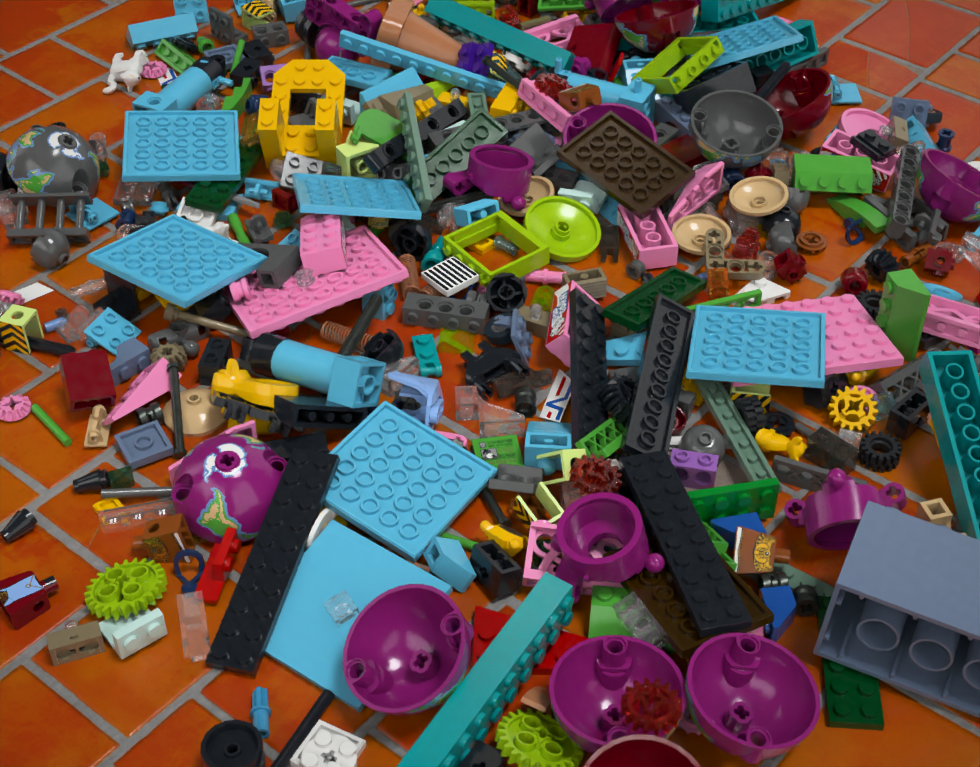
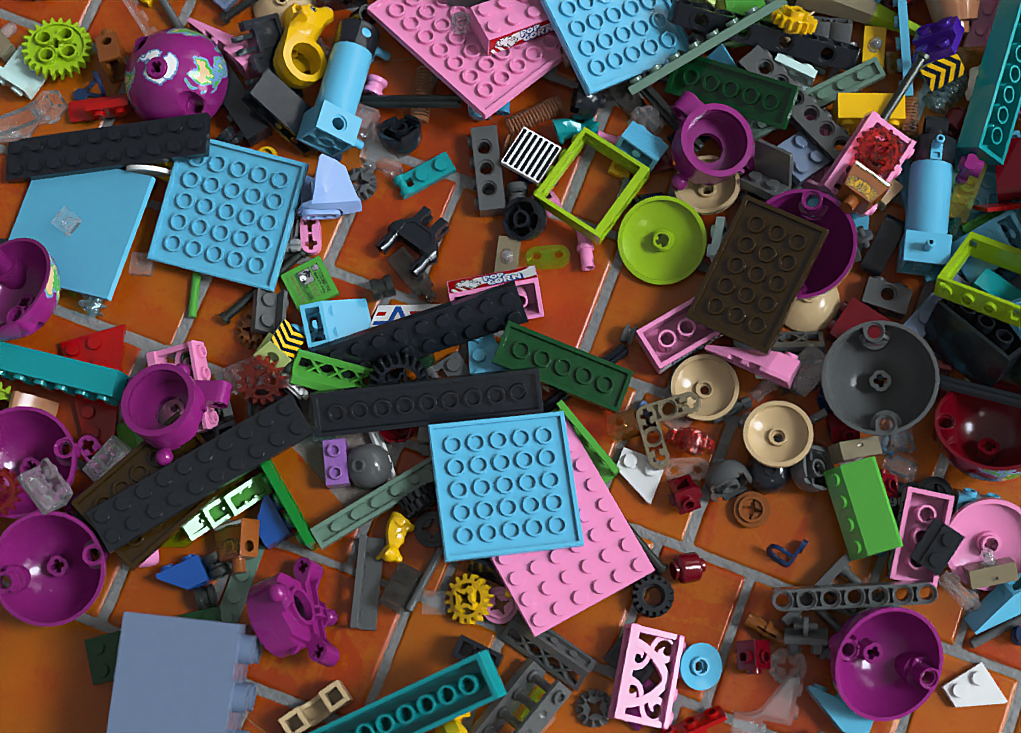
camera: 80 degrees right, 35 degrees up
(450, 563) = (158, 287): medium azure slope -> none
(455, 341) = (459, 194): clear neon green piece -> none
(492, 419) = (347, 262): clear arch -> none
(495, 568) = (159, 326): black brick -> none
(507, 538) = (195, 325): yellow rock -> none
(510, 328) = (477, 235): sand blue plate -> none
(547, 501) = (223, 337): yellowish green piece -> none
(590, 280) = (572, 290): dark tan brick -> none
(609, 242) = (670, 295): clear smoke hinge -> none
(659, 655) = (46, 487): none -> clear bracket
(856, 209) = (817, 558): bright green slope -> none
(877, 460) = (437, 634): black tyre -> none
(879, 263) = (719, 593): black gear -> none
(885, 403) = (484, 630): clear light blue slope -> none
(903, 311) = (603, 621): bright green slope -> none

